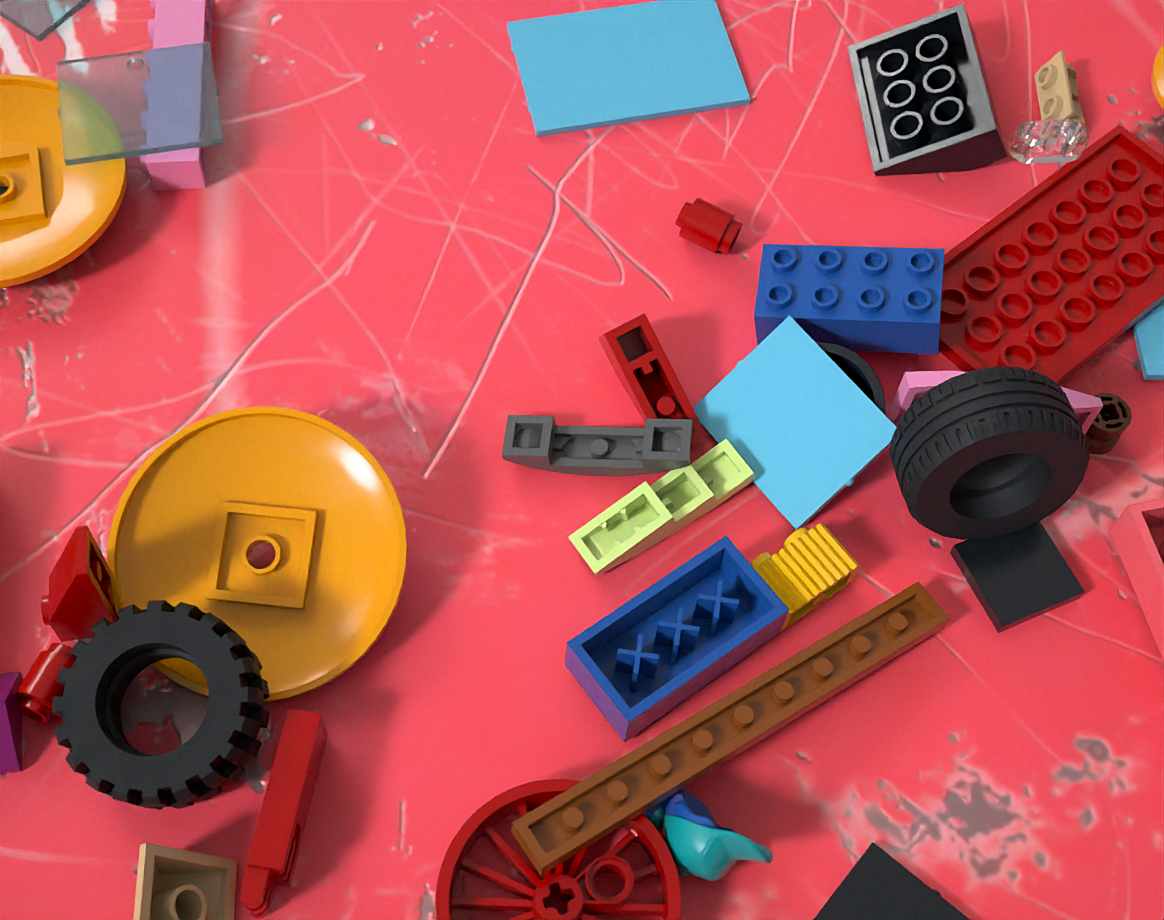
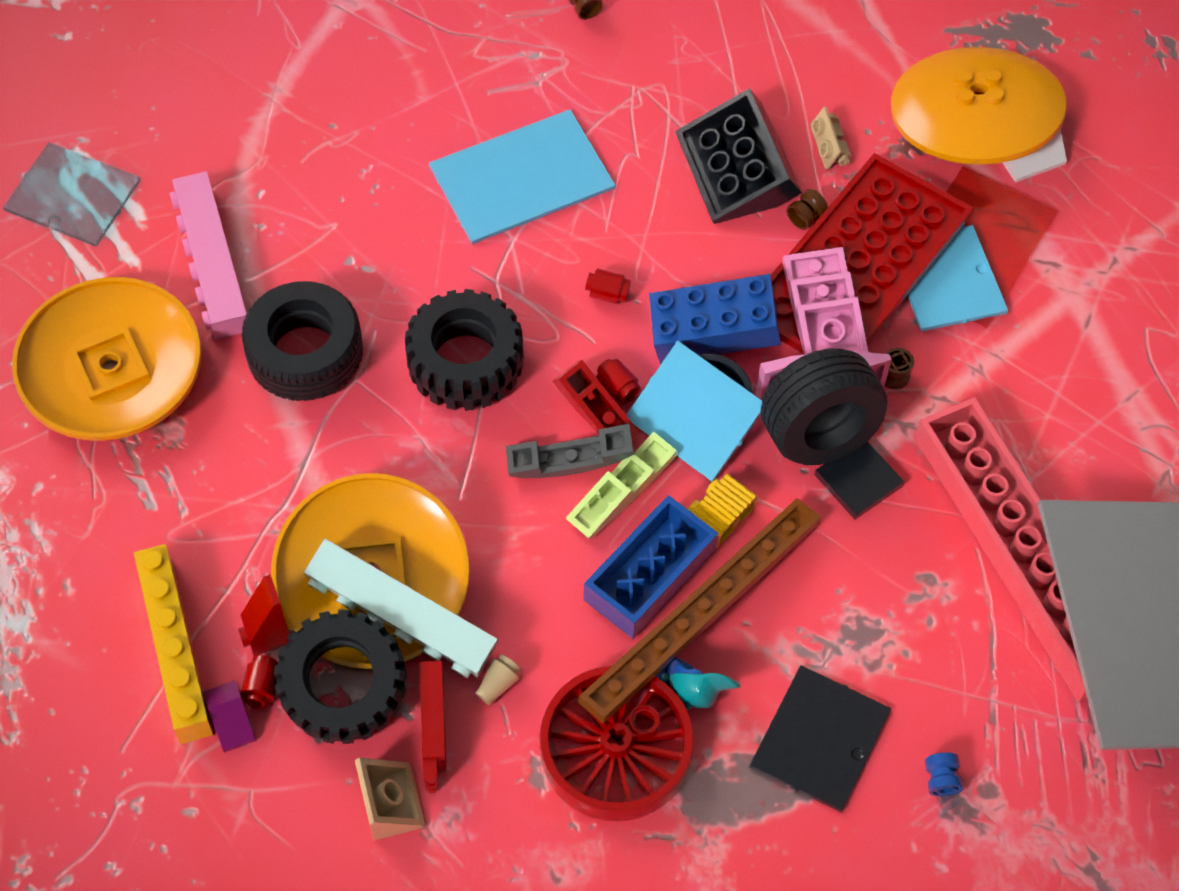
camera: 10 degrees left, 0 degrees up
(138, 103) = (192, 281): clear light blue piece -> none
(255, 166) = (295, 307): none -> black tyre
(283, 620) = (401, 608): none -> light aqua brick
(405, 759) = (498, 678): none -> tan cone
(484, 222) = (464, 316): none -> black tyre
(692, 357) = (618, 380): none -> red brick
(1005, 182) = (806, 209): none -> reddish brown wheel
(1014, 303) = (824, 301): none -> bright pink slope
(1048, 141) = (828, 176): clear beam -> none

